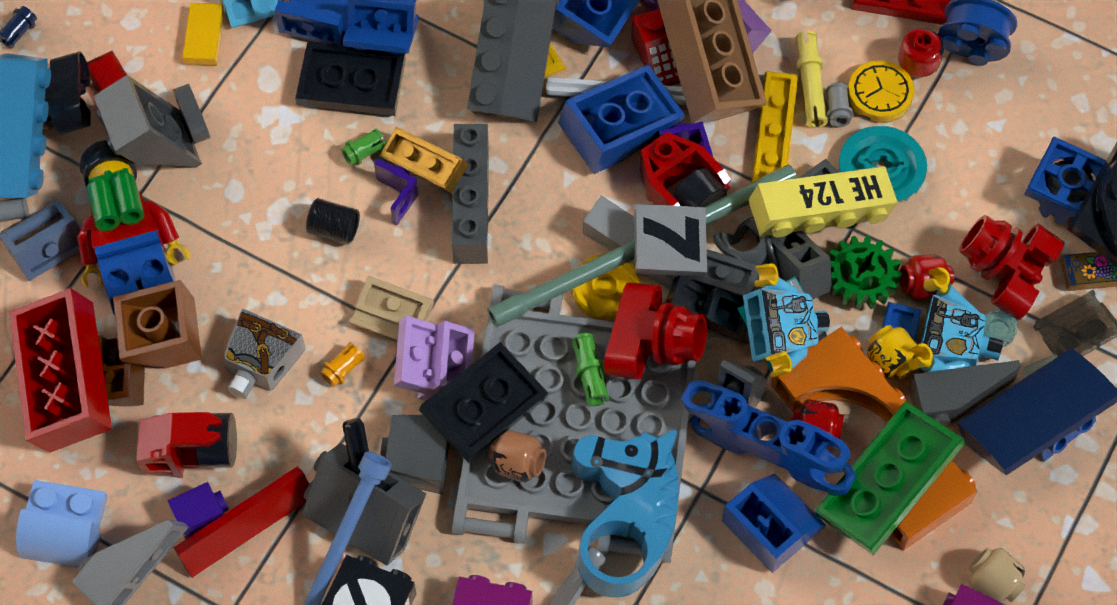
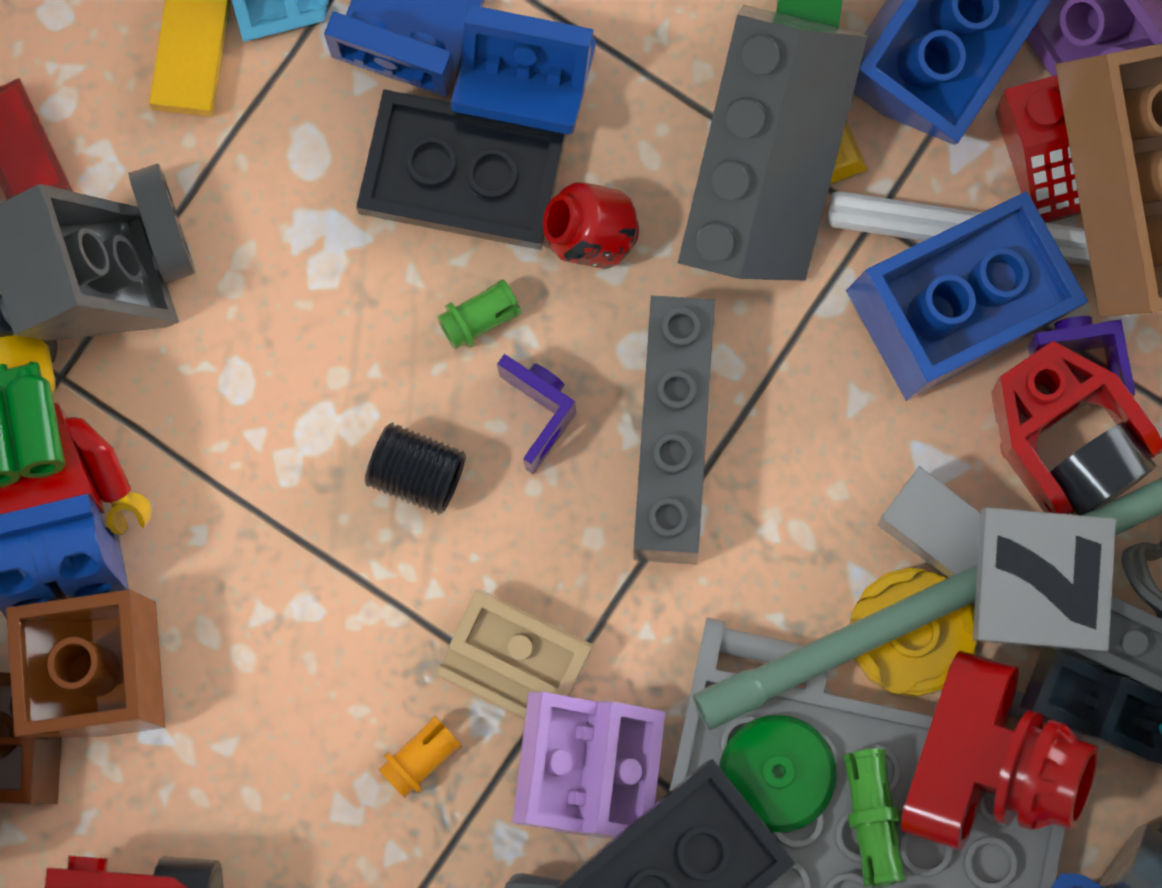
camera: 10 degrees right, 15 degrees up
(260, 353) = (269, 728): torso -> none
(420, 98) = (591, 225): none -> red head
(424, 159) = (591, 362): pearl gold tile -> none
(541, 353) = (781, 770): none -> green piece

